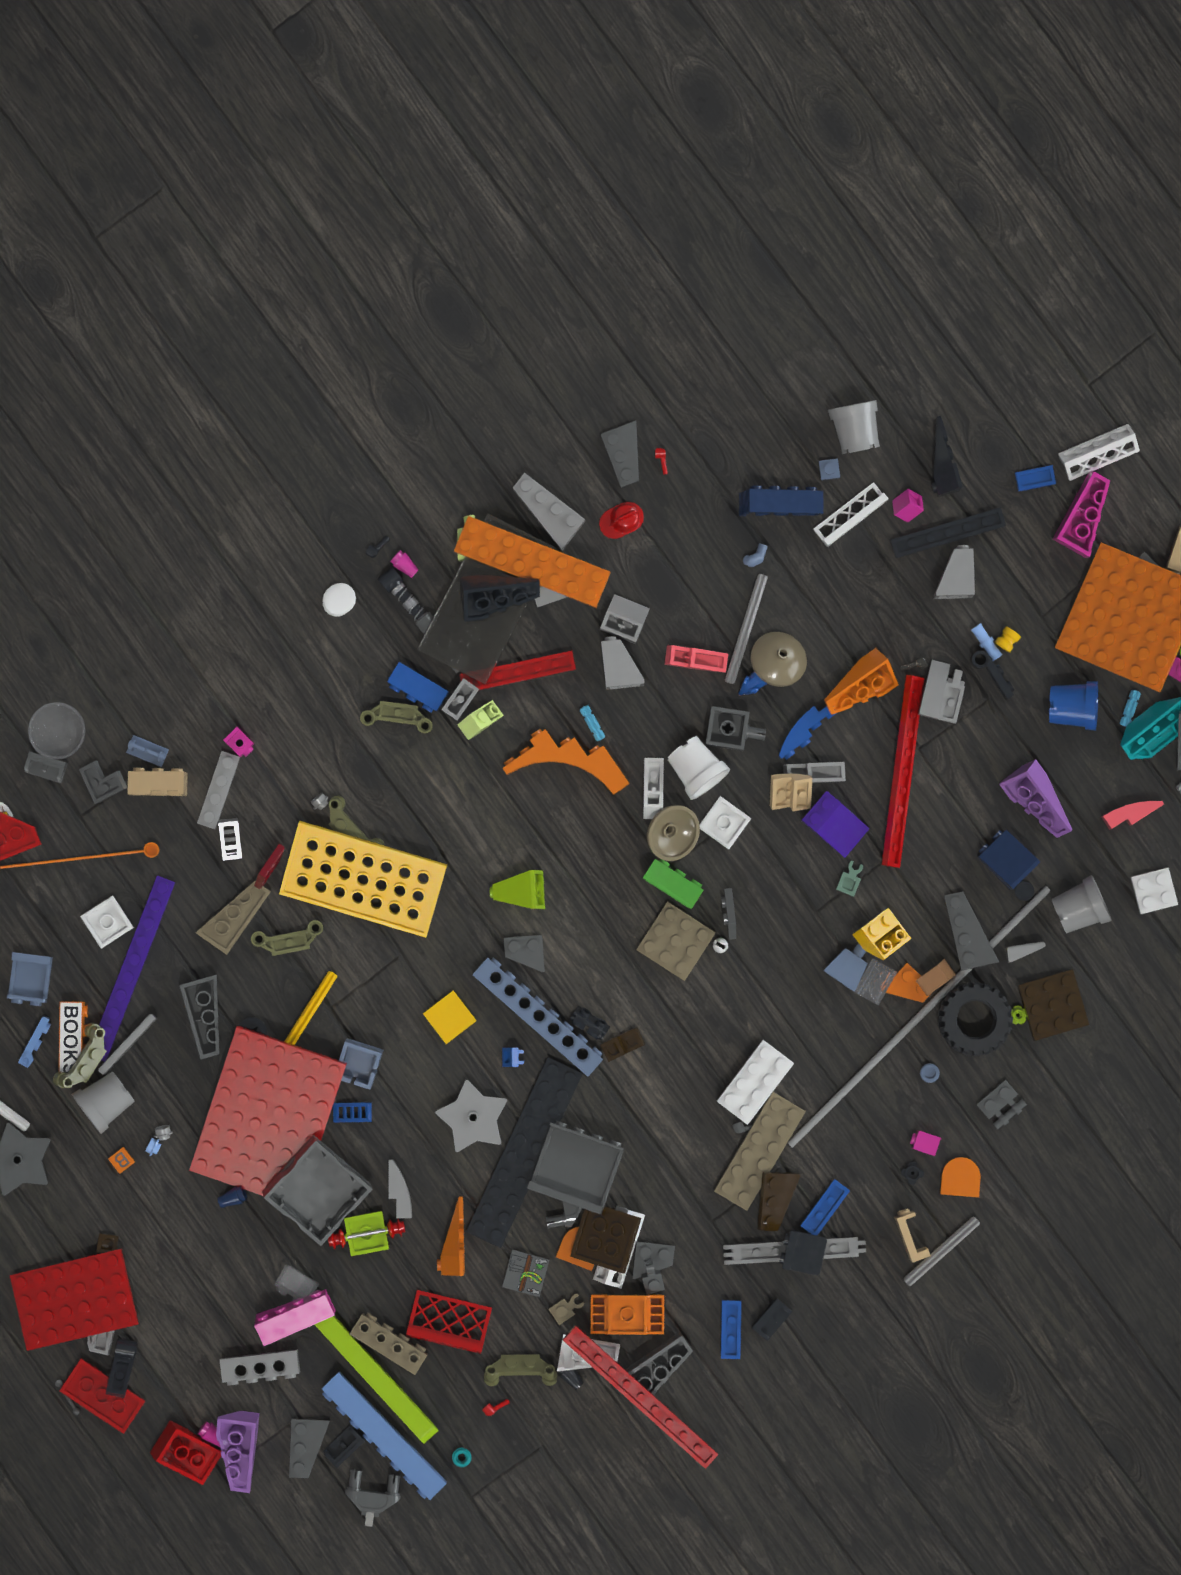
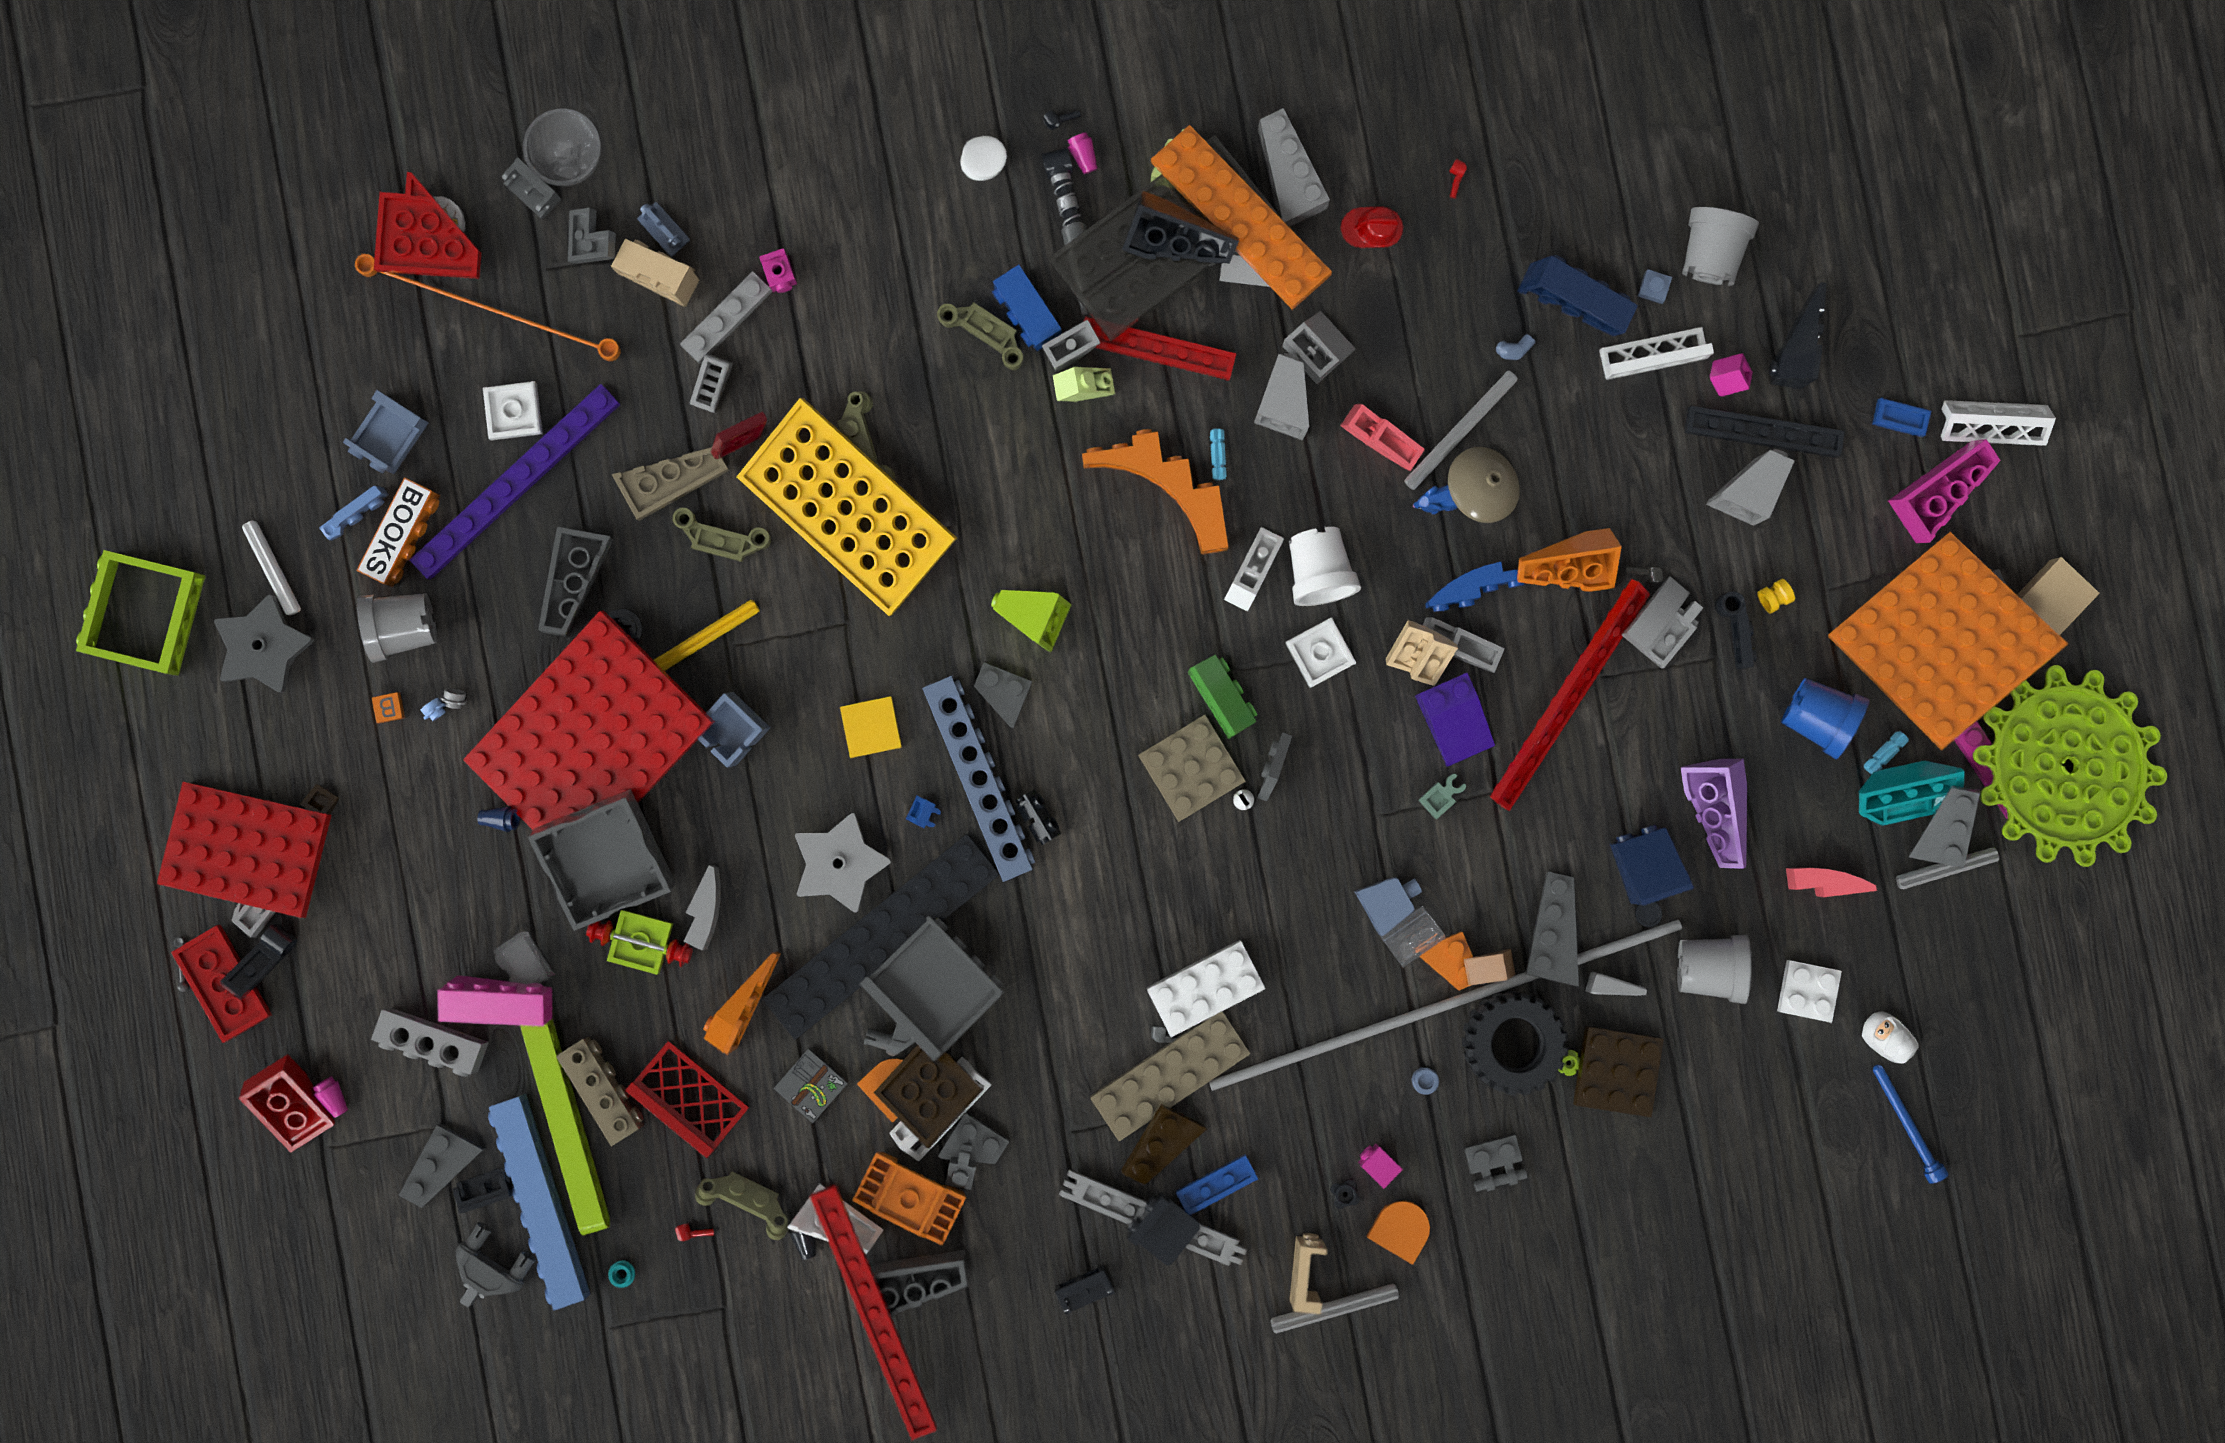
camera: 25 degrees right, 0 degrees up
(87, 1060) = (400, 565): olive plate -> none
(127, 1044) = (463, 570): light grey tile -> none
(238, 1441) = (356, 1122): medium lavender wedge -> none
(320, 801) = (841, 389): light grey plate -> none
(368, 1112) = (714, 795): blue slope -> none
(563, 1311) = (835, 1153): dark tan plate -> none
(622, 1044) = (1065, 862): dark brown slope -> none
(623, 452) = (1412, 147): dark grey wing -> none
(679, 838) = (1260, 642): dark tan dish -> none
(731, 1329) = (1028, 1279): blue plate -> none
(734, 739) = (1395, 546): dark grey brick -> none
(882, 935) = (1450, 883): yellow slope -> none
(986, 642) = (1748, 586): light blue pin -> none

